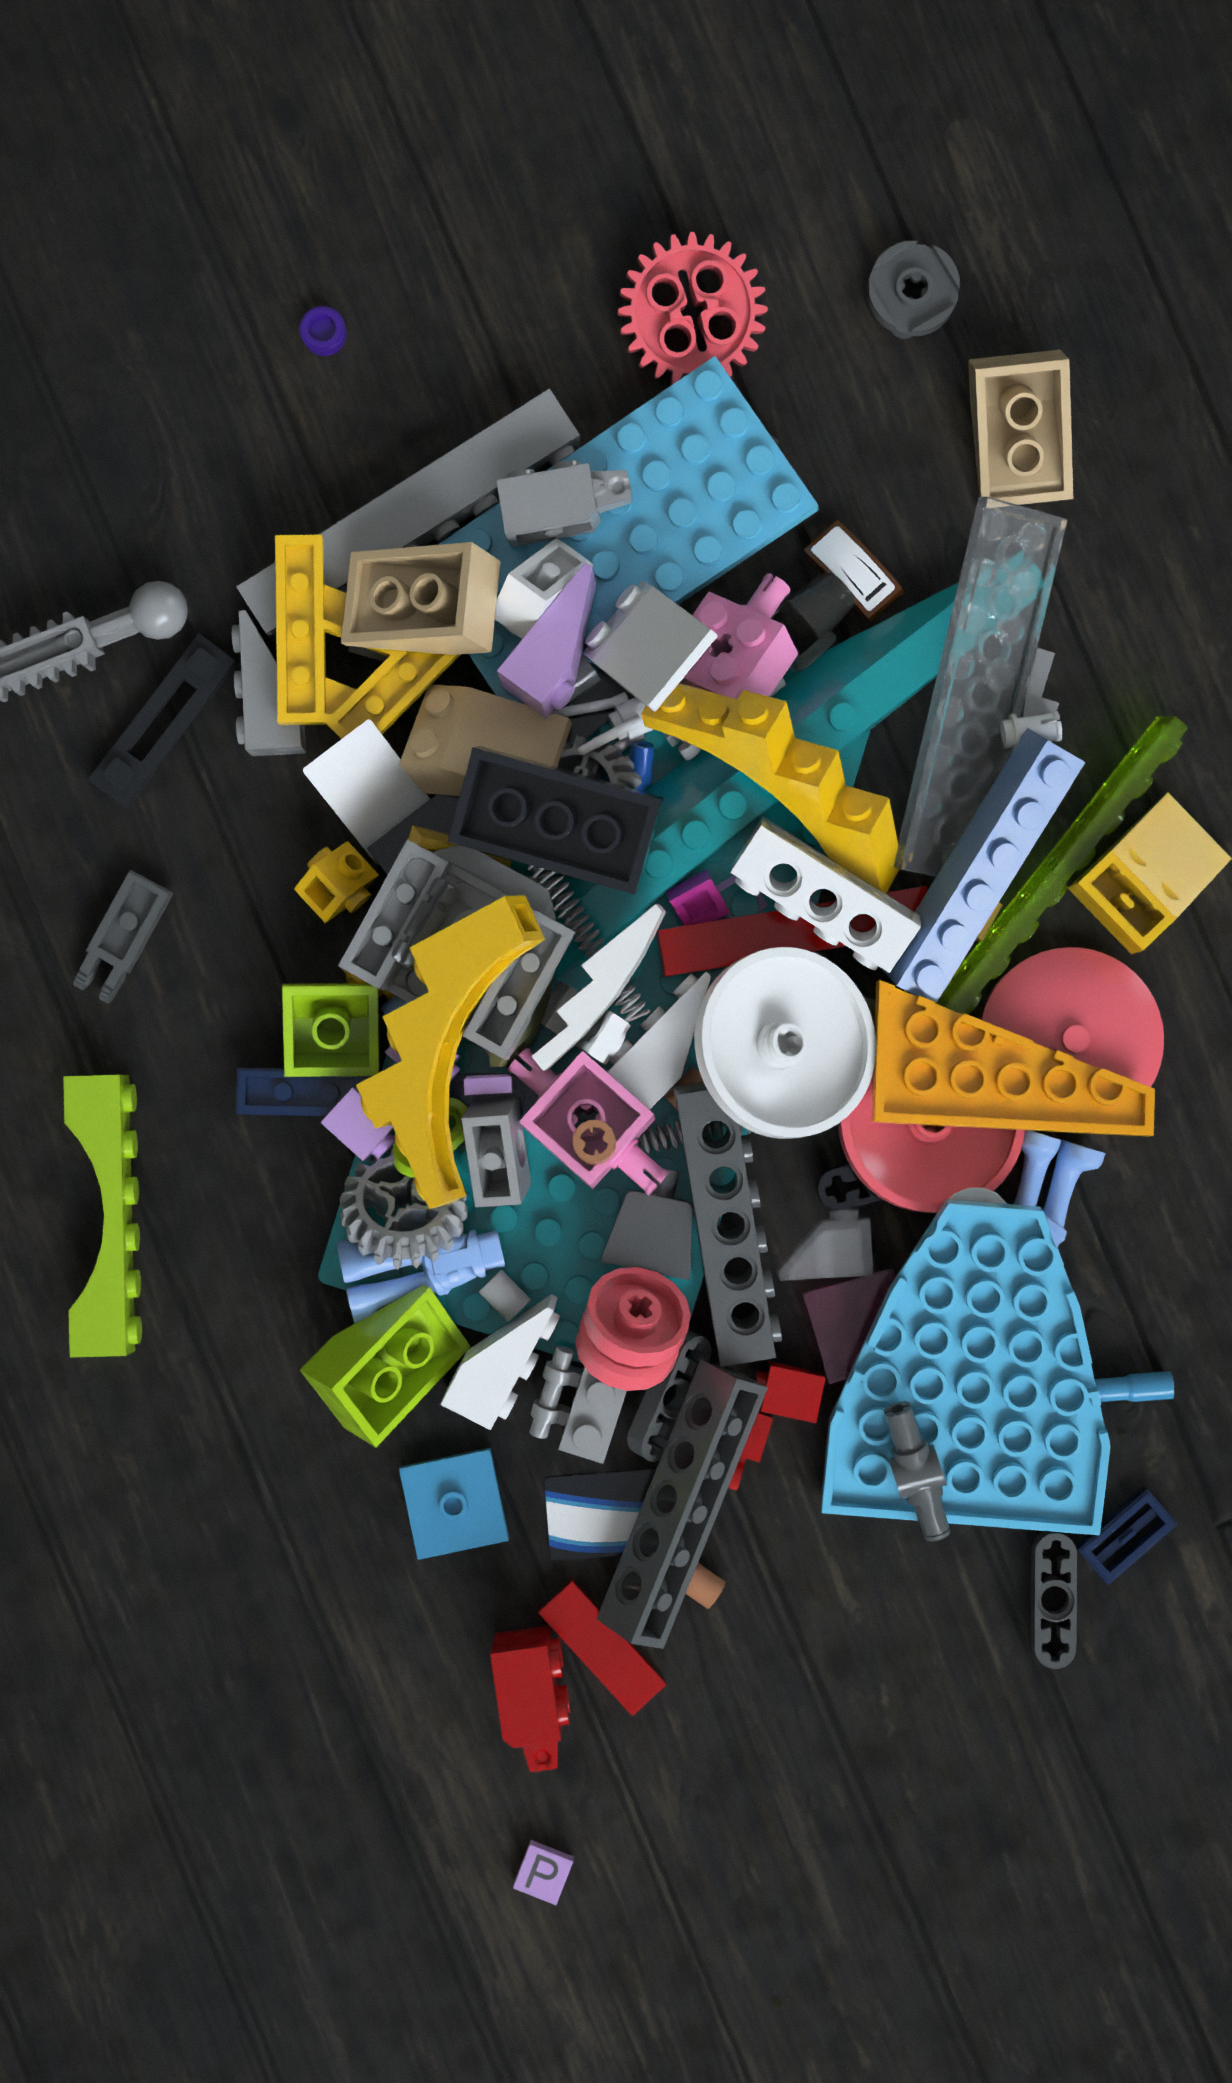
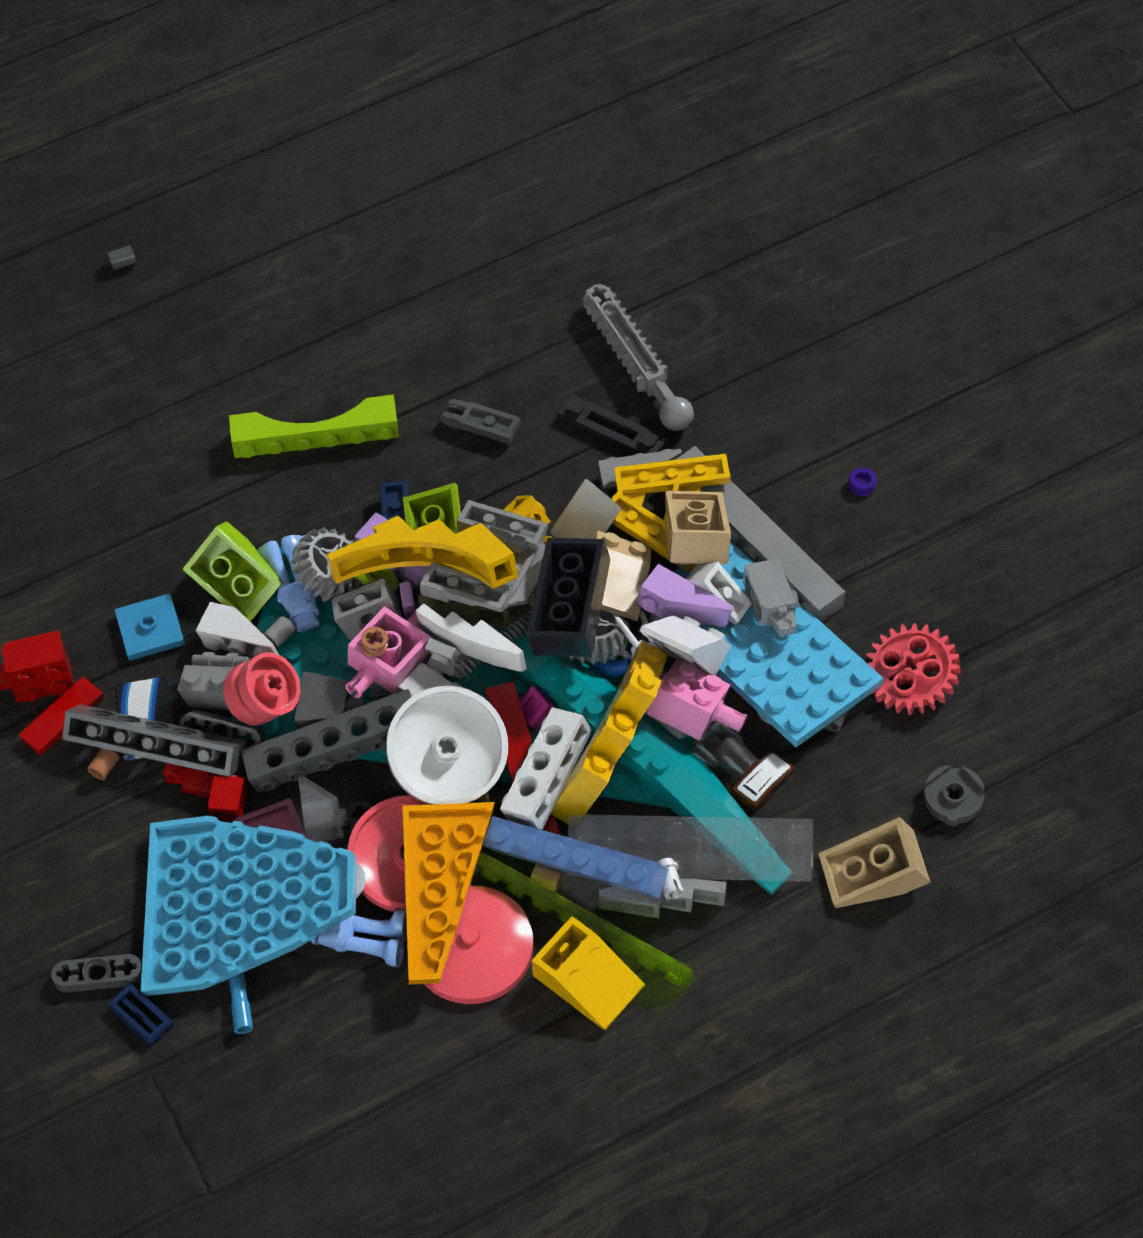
camera: 85 degrees right, 30 degrees down
(917, 1471) = (179, 864): dark grey pin -> none

